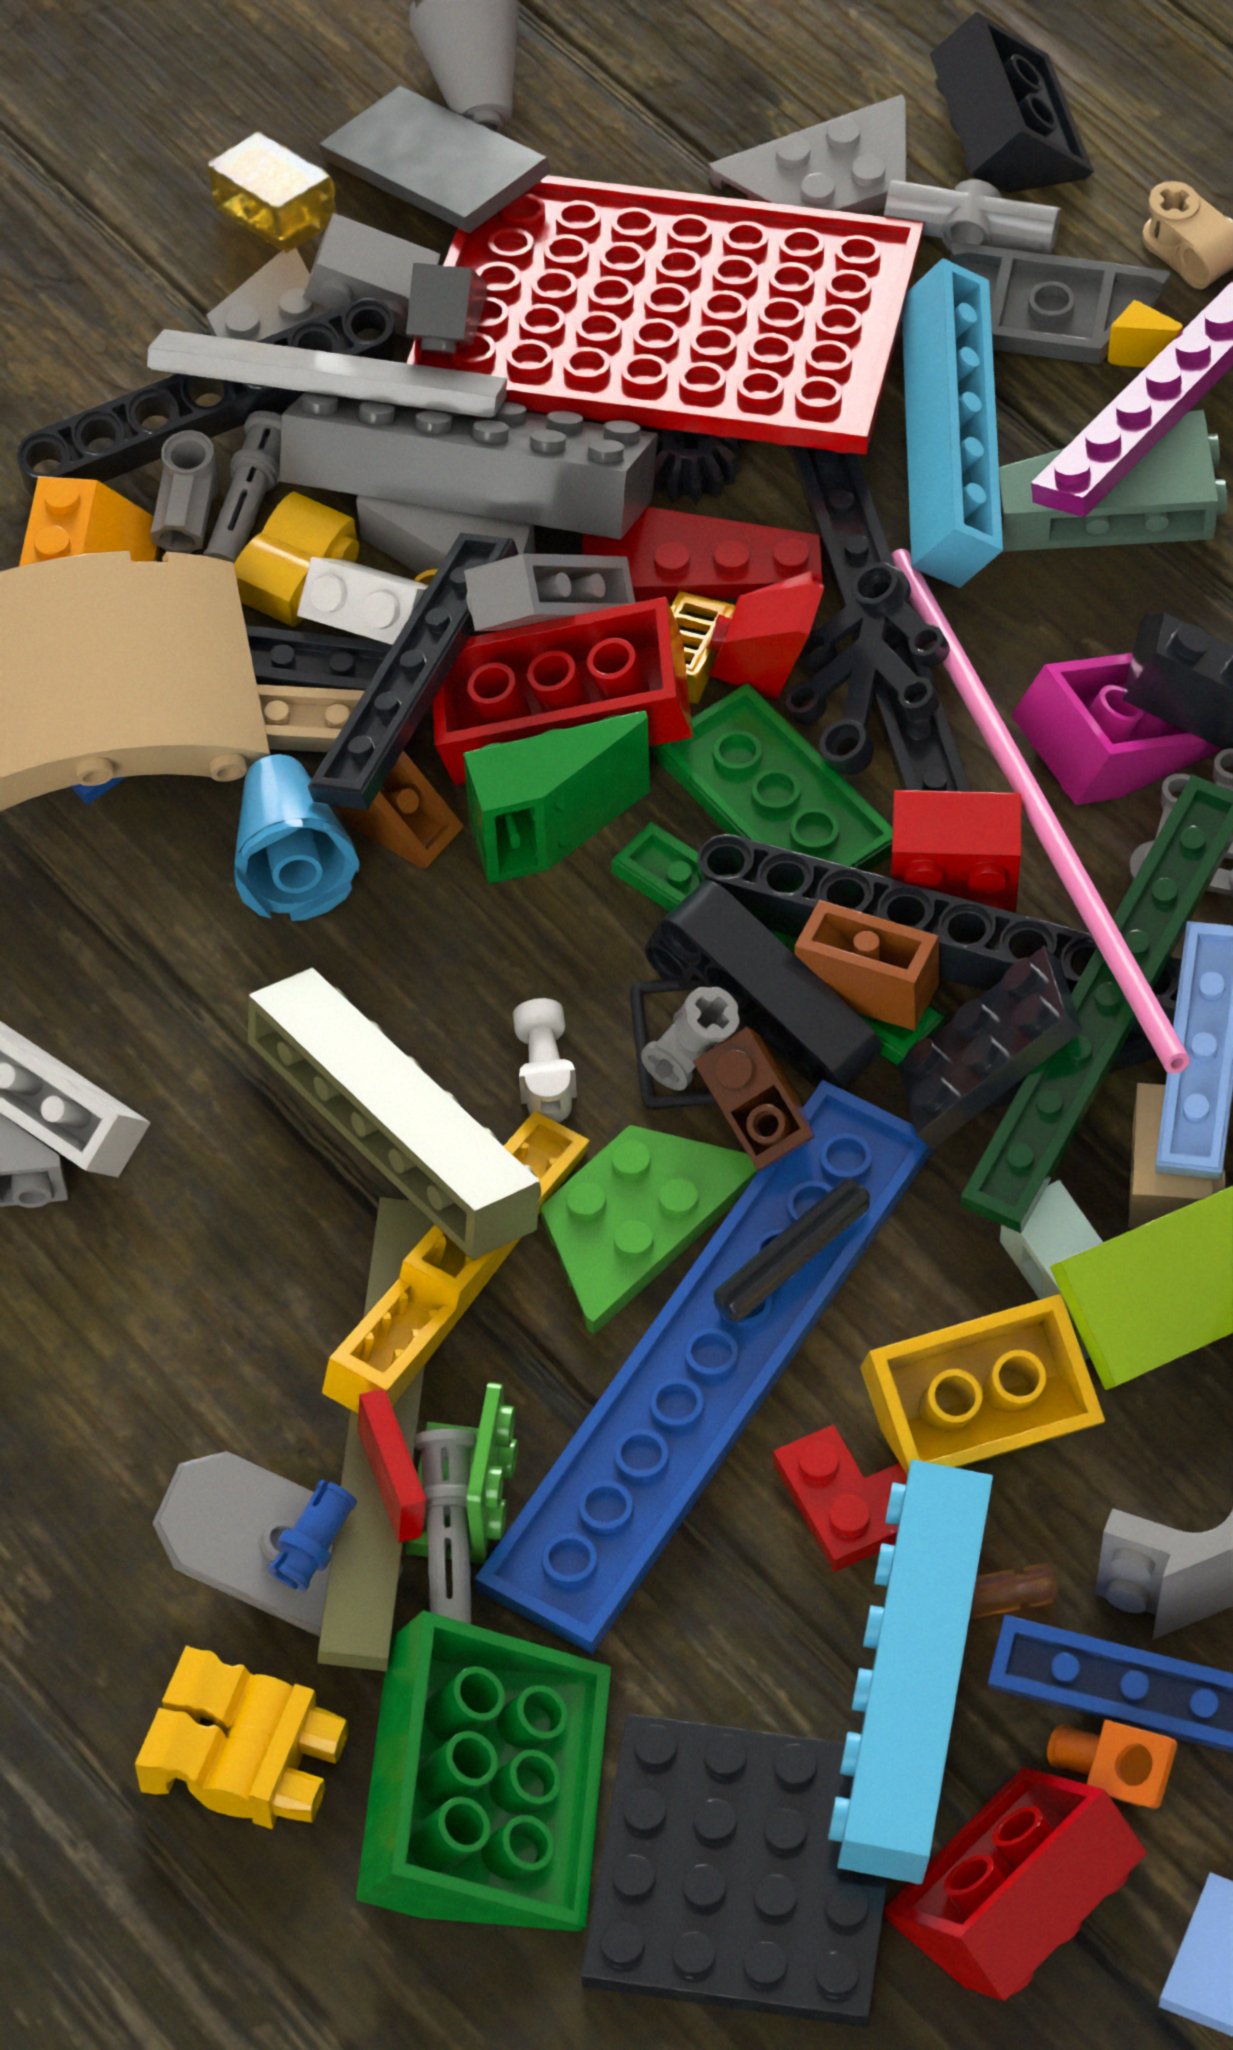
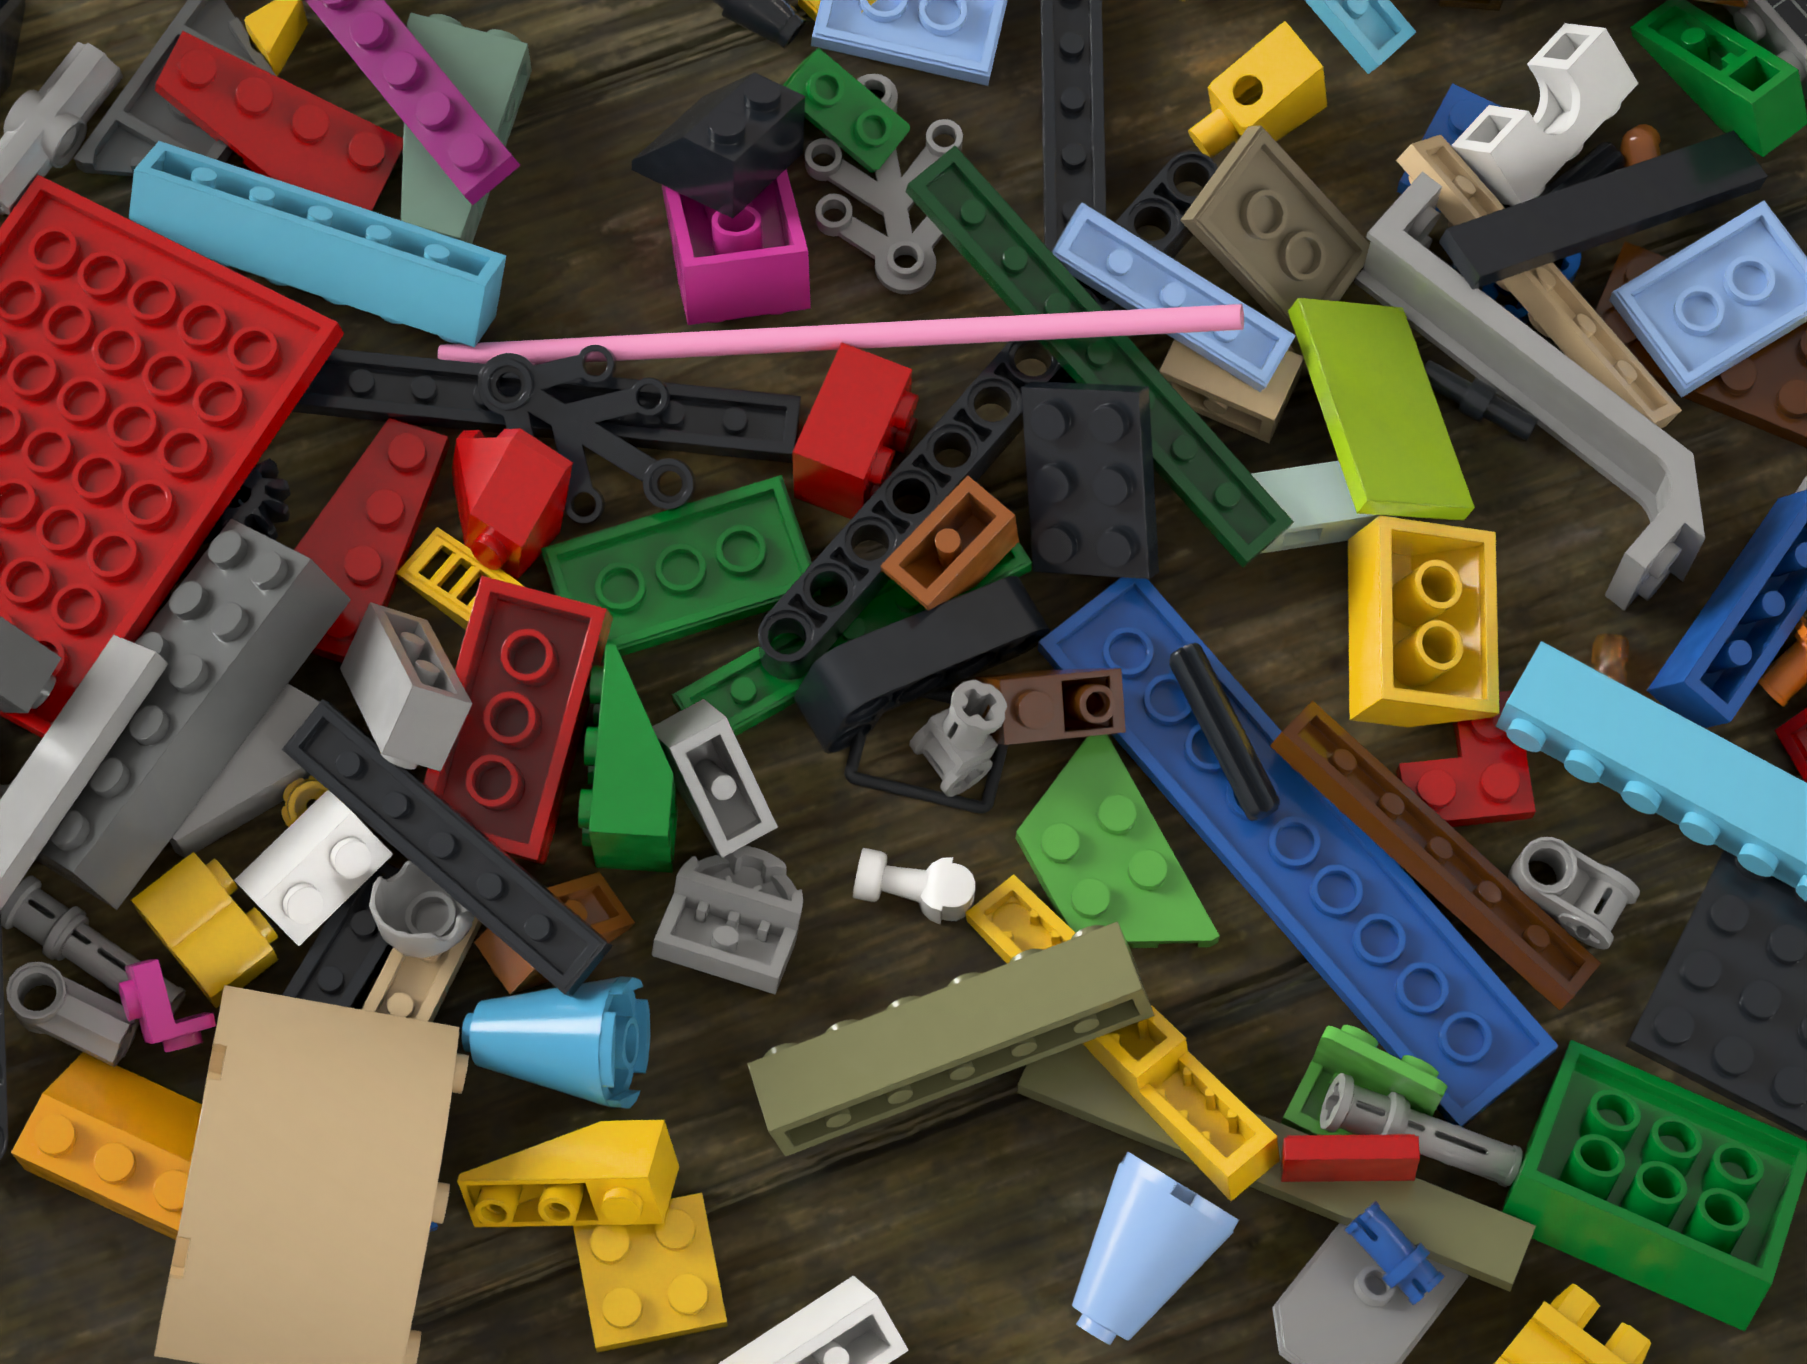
camera: 75 degrees left, 15 degrees up
(106, 977) = (651, 1277): none -> yellow plate
(168, 891) = (582, 1178): none -> yellow slope
(204, 523) = (147, 999): none -> dark pink bracket
(258, 1338) = (1144, 1249): none -> light blue cone
(344, 671) = (417, 913): none -> light grey hair
(455, 930) = (733, 918): none -> light grey slope
(573, 858) = (714, 777): none -> light grey slope
(741, 1473) = (1436, 855): none -> reddish brown plate
(761, 1621) = (1577, 890): none -> light grey piece
(1048, 361) = (279, 125): none -> red wing

